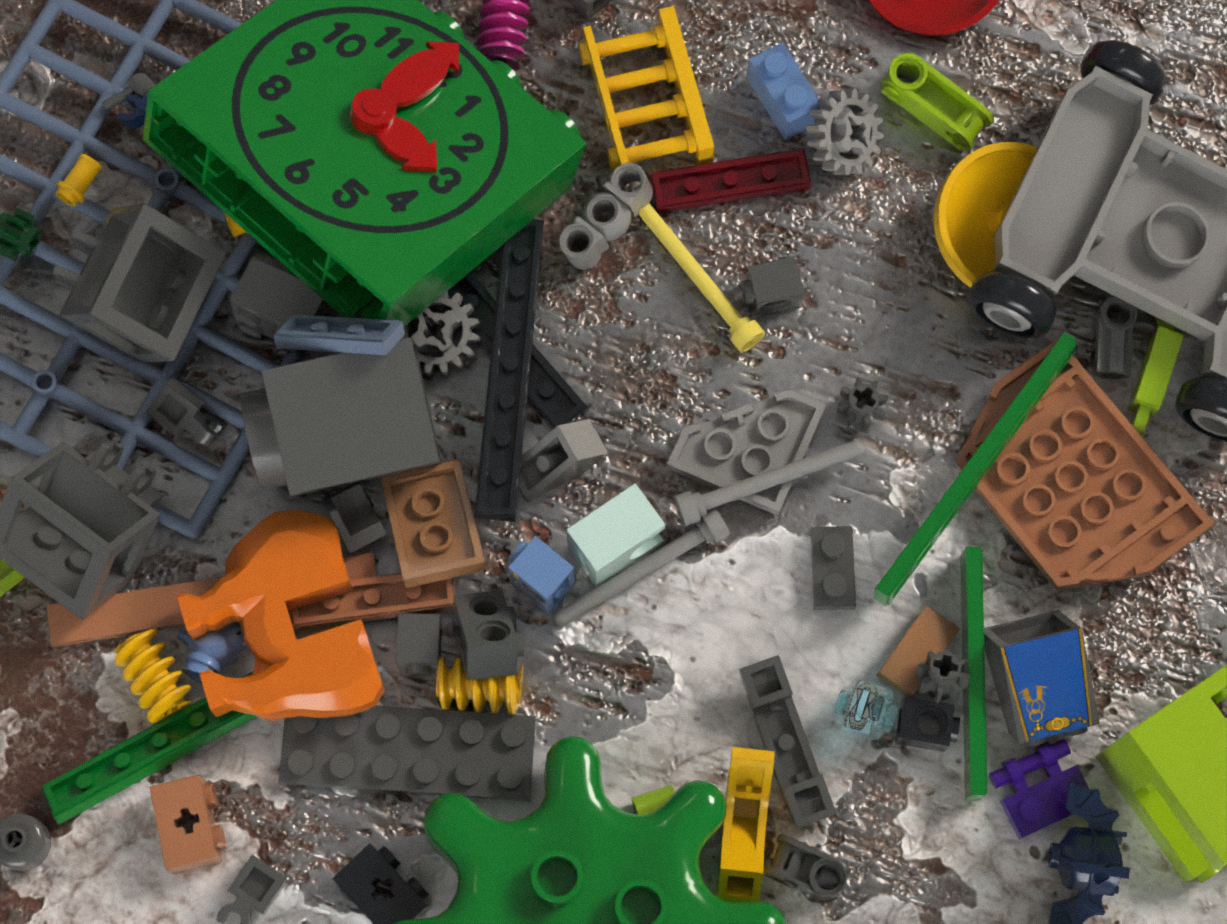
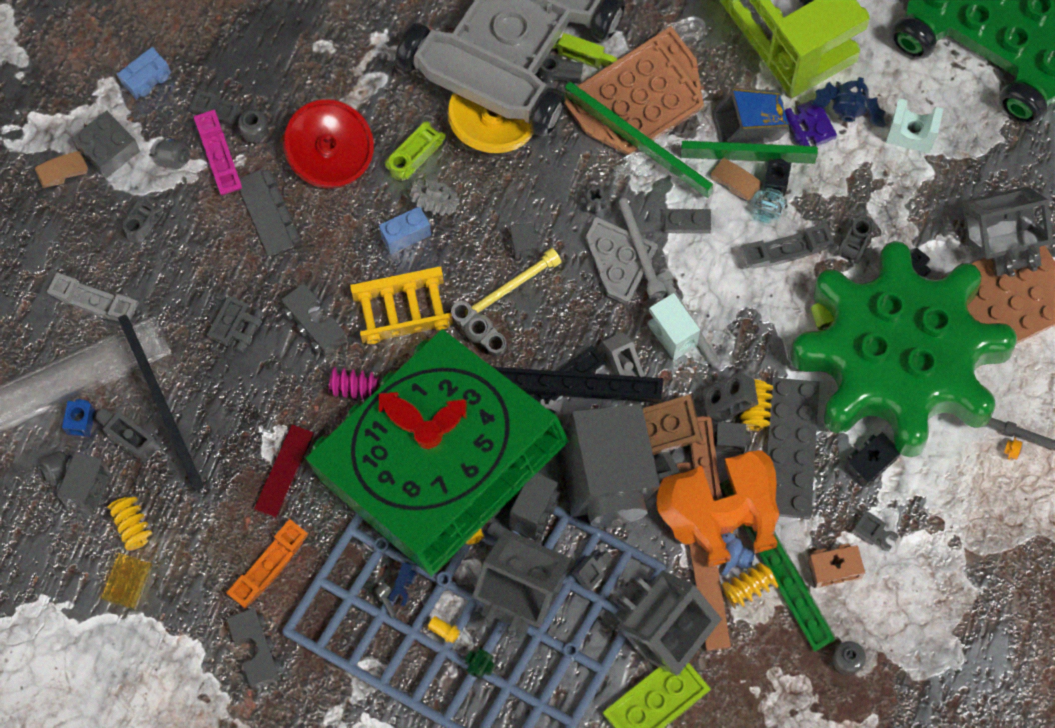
camera: 85 degrees left, 5 degrees down
(339, 334) = (567, 454): sand blue tile -> none
(541, 574) = (695, 367): medium blue brick -> none
(730, 180) = (455, 262): dark red tile -> none
(745, 825) = (857, 268): yellow arch -> none
(942, 676) = (753, 163): dark grey gear -> none

